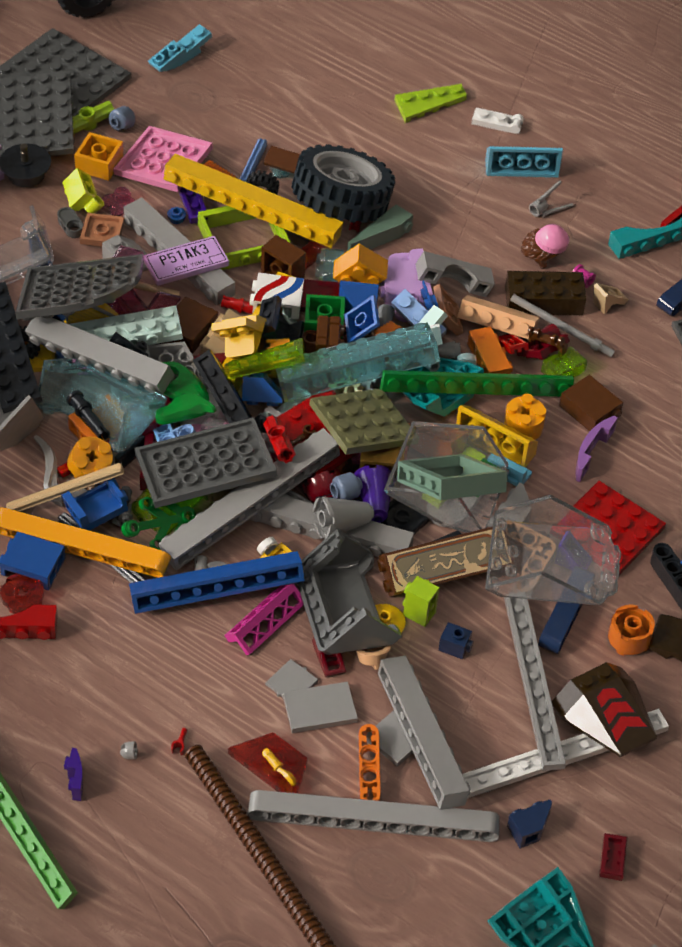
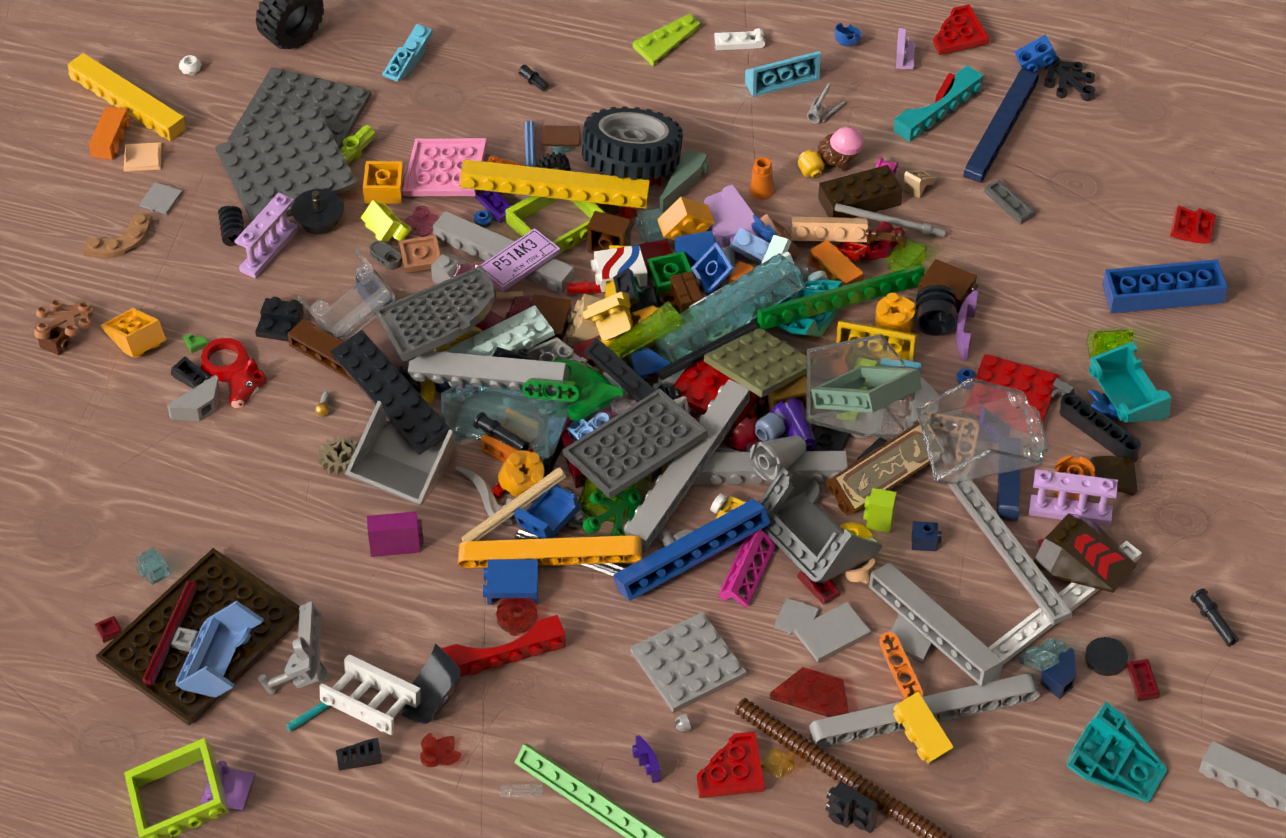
camera: 15 degrees left, 0 degrees up
(122, 118) = (385, 139): sand blue head -> none
(154, 385) = (558, 384): none -> green beam
(155, 812) = (733, 769): none -> red plate
(164, 691) = (688, 662): none -> light grey plate
(180, 742) = (724, 702): red hand -> none
(203, 820) = (778, 763): none -> clear yellow bracket
(248, 890) = (850, 806): none -> black plate
(277, 766) = (823, 694): yellow piece -> none
(279, 439) = (694, 401): red piece -> none
(286, 101) = (533, 77): none -> black axle
(304, 397) = (698, 355): none -> black axle
(304, 436) = (711, 391): reddish brown hand -> none
(358, 832) = (922, 728): none -> yellow brick
(456, 245) = (762, 180): none -> orange plant
(475, 278) = (788, 197): light grey arch -> none
(510, 252) = (811, 164): none -> yellow head
(519, 799) = (1043, 655): none -> clear light blue plate
(567, 423) = (936, 310): none -> black wheel
(570, 496) = (965, 374): none -> blue plate
(586, 820) = (1106, 656): none -> black tile
(602, 144) = (848, 35): none -> blue hair
(615, 631) = (1084, 485): none -> lavender fence
(650, 172) = (905, 51): none -> lavender bracket
(660, 537) = (1061, 388): none -> dark grey tile

